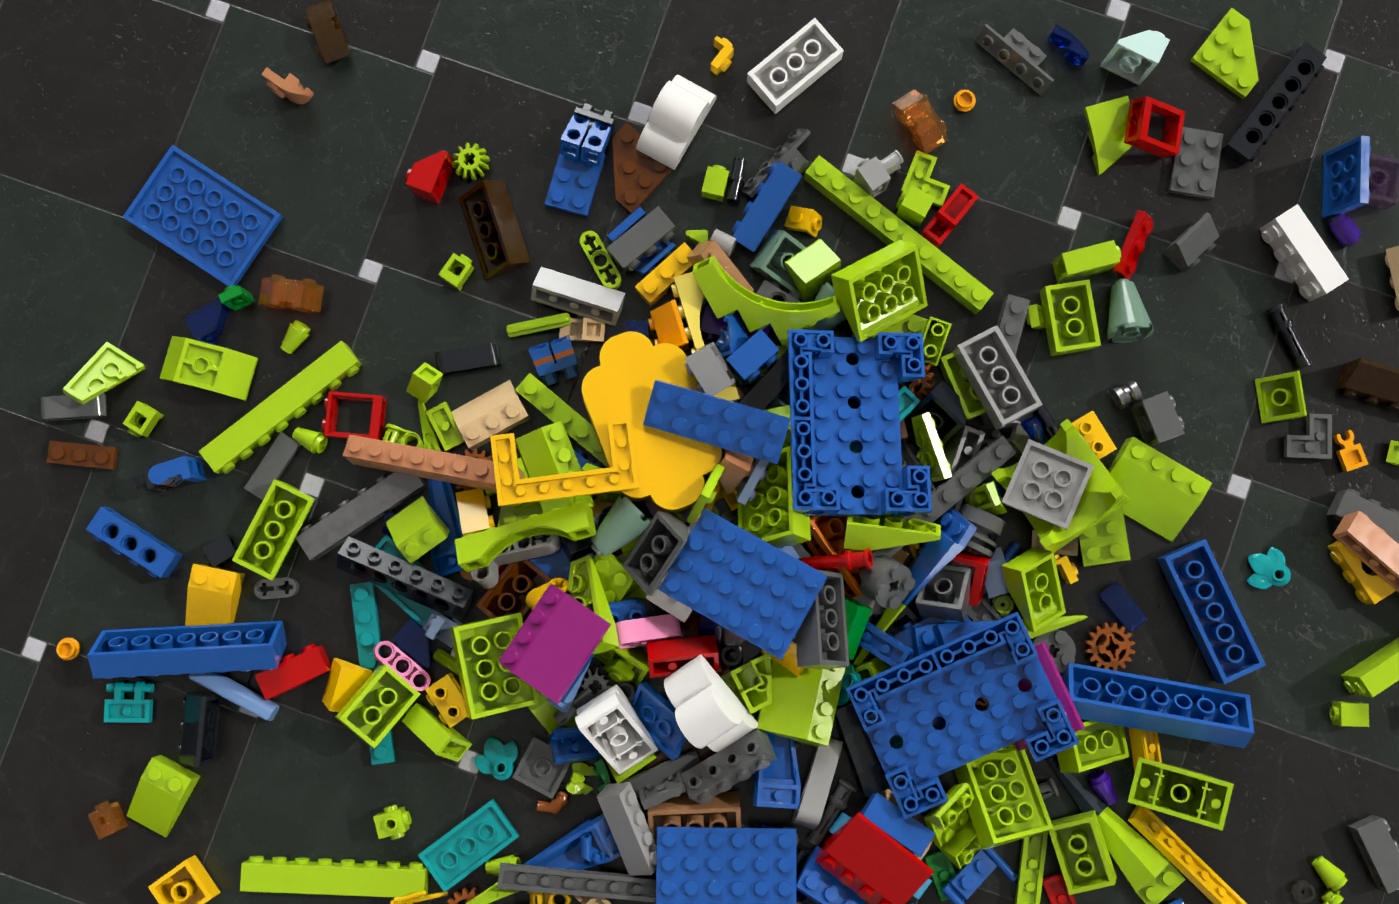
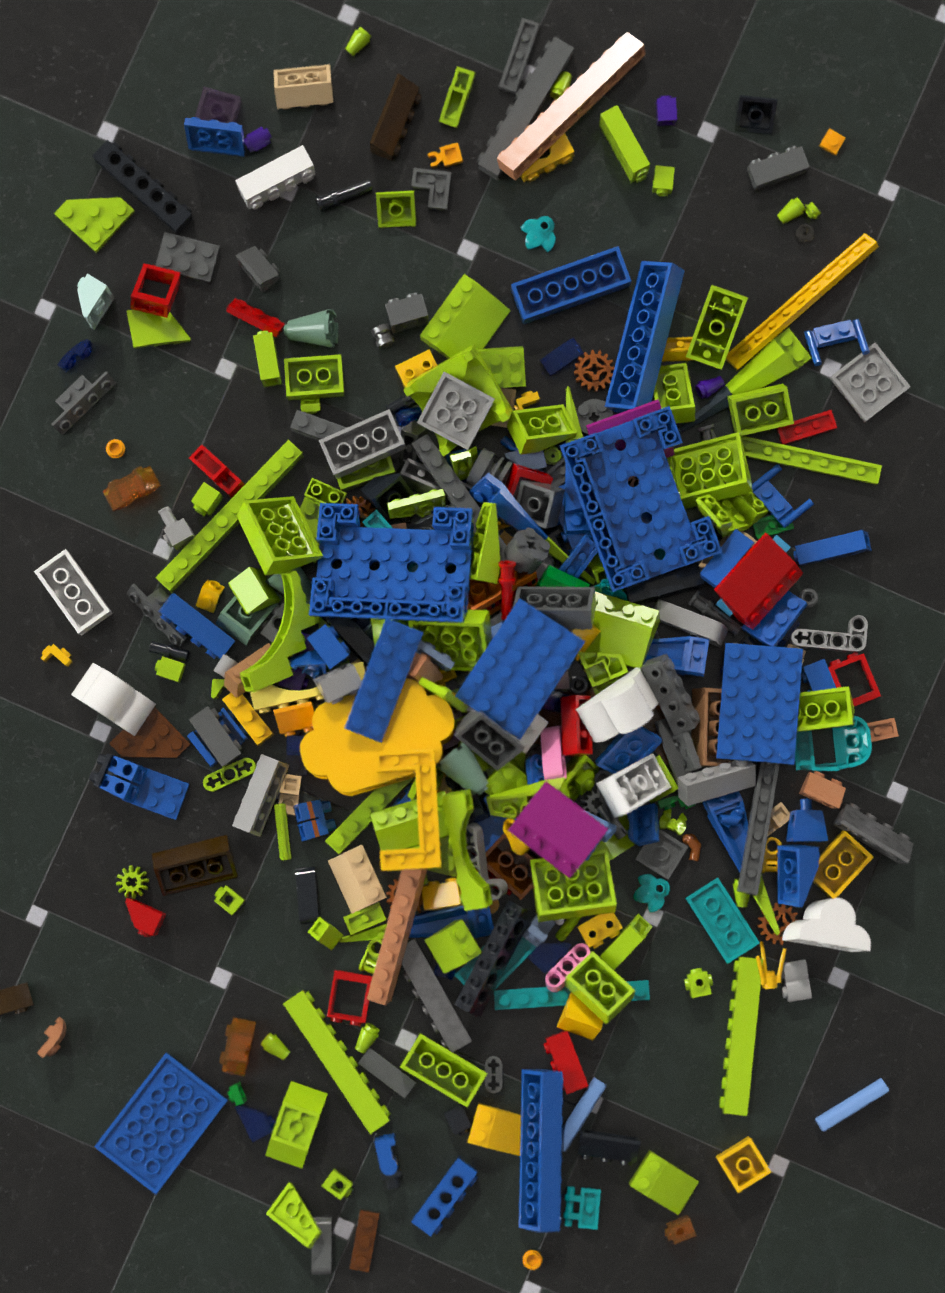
camera: 90 degrees left, 0 degrees up
(919, 176) = (182, 493): lime plate -> none

